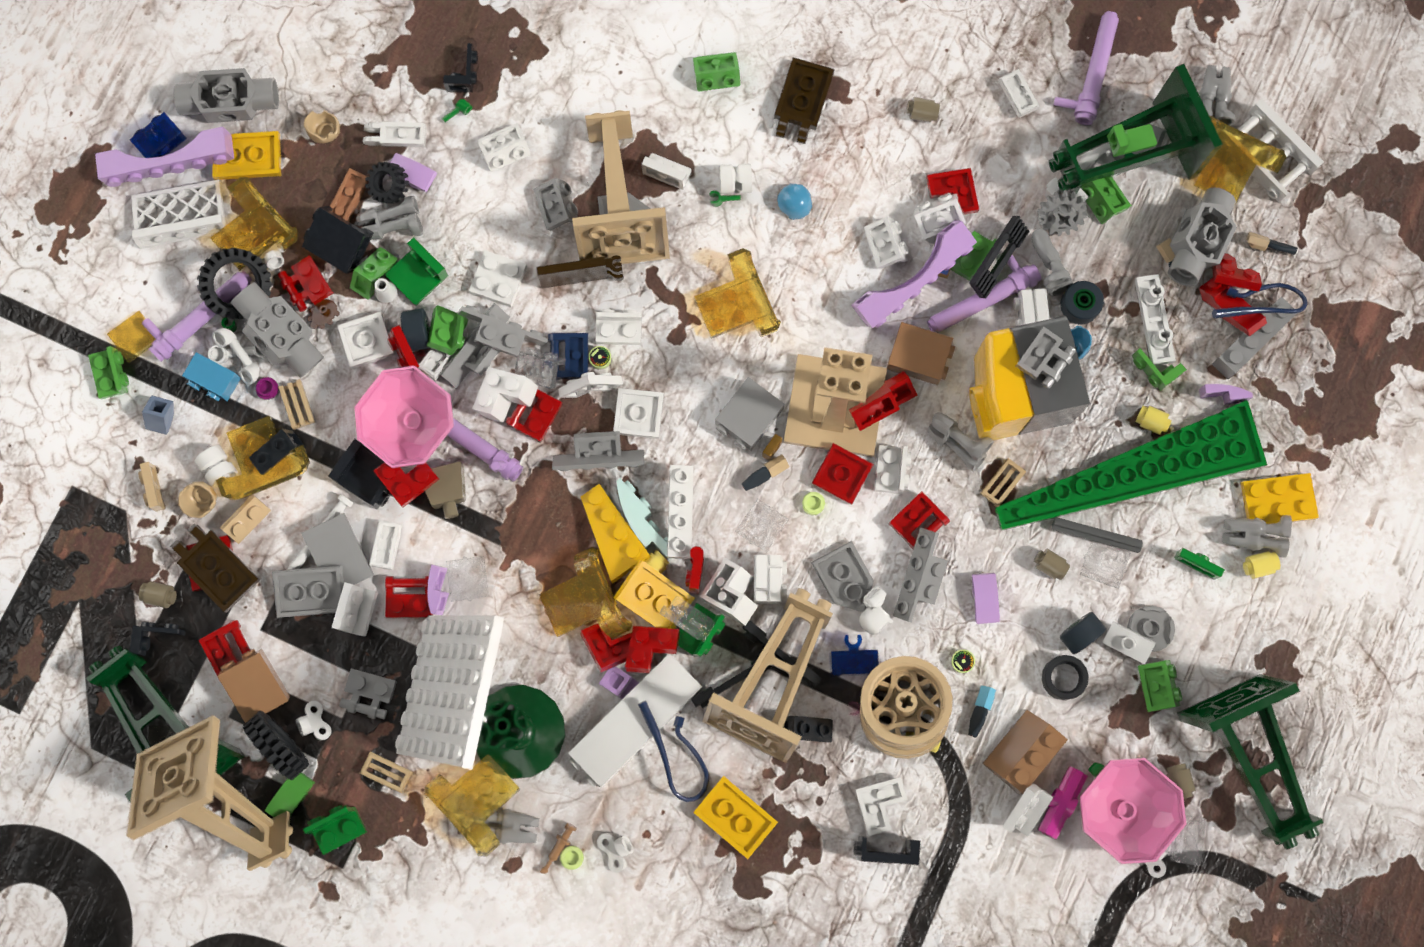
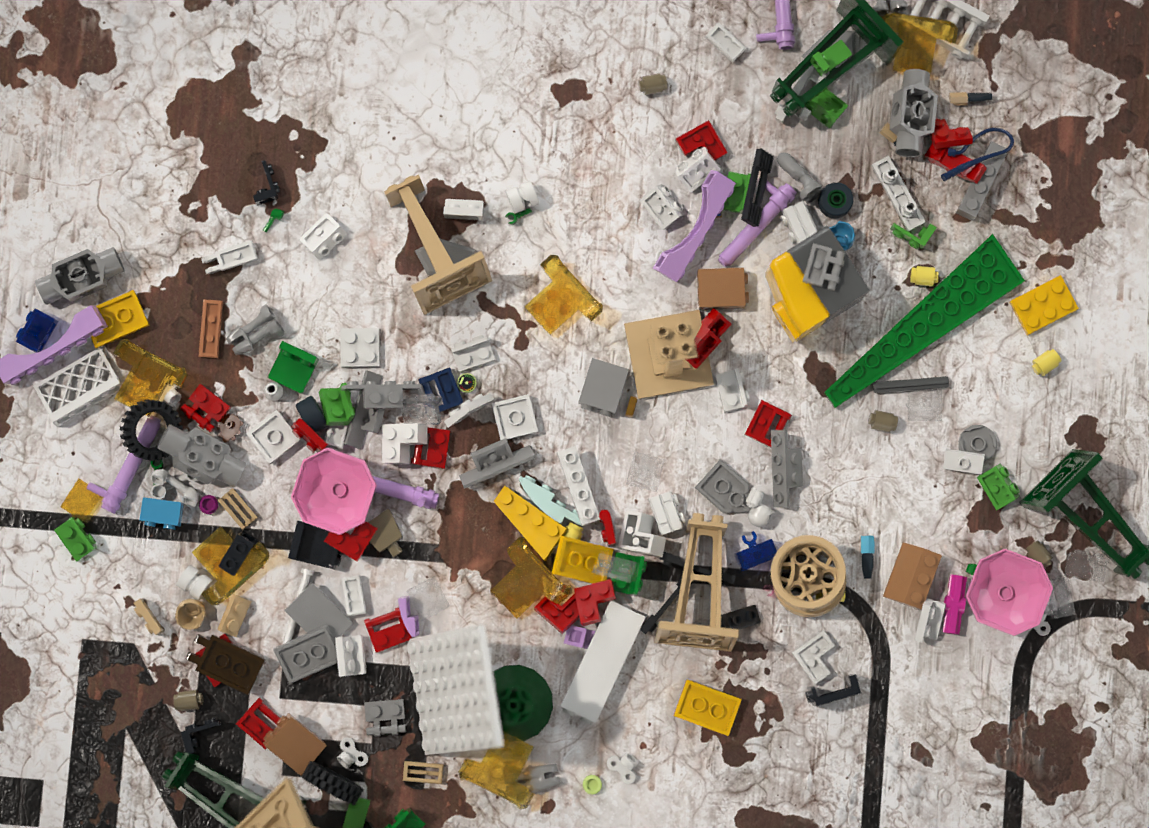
camera: 25 degrees left, 5 degrees up
(158, 414) = (130, 557): sand blue brick -> none
(322, 127) = (168, 273): tan hair -> none
(336, 240) = (218, 364): black panel -> none
(370, 271) = (255, 380): bright green bracket -> none
(376, 182) = (248, 294): black tyre -> none
(418, 174) = (255, 285): lavender slope -> none
(555, 203) = (384, 269): light grey bracket -> none
(559, 846) = (579, 779): medium nougat piece -> none
(580, 271) = (426, 319): dark brown tile -> none
(678, 723) = (621, 664): dark blue piece -> none
(716, 71) = (473, 110): bright green bracket -> none
(770, 469) = (637, 423): piece -> none
(795, 201) = (576, 197): dark azure hair -> none
(803, 97) = (551, 107): dark brown tile -> none
(813, 503) = (679, 439): yellowish green tile -> none
(842, 473) = (694, 408): red plate -> none
(946, 431) = (763, 345): light grey piece -> none
(963, 661) = (840, 522): tile -> none
(985, 598) = (841, 466): lavender slope -> none
(991, 497) = (817, 384): tan tile -> none
(1062, 213) = (795, 133): light grey gear -> none
(1082, 633) = (925, 467): black wheel -> none
(1082, 673) = (926, 492): black tyre -> none
(1199, 563) = (997, 378): green plate -> none
(1230, 393) = (977, 233): lavender slope -> none
(1231, 814) = (1086, 566): none -> clear bracket
(1252, 529) = (1029, 339): light grey piece -> none

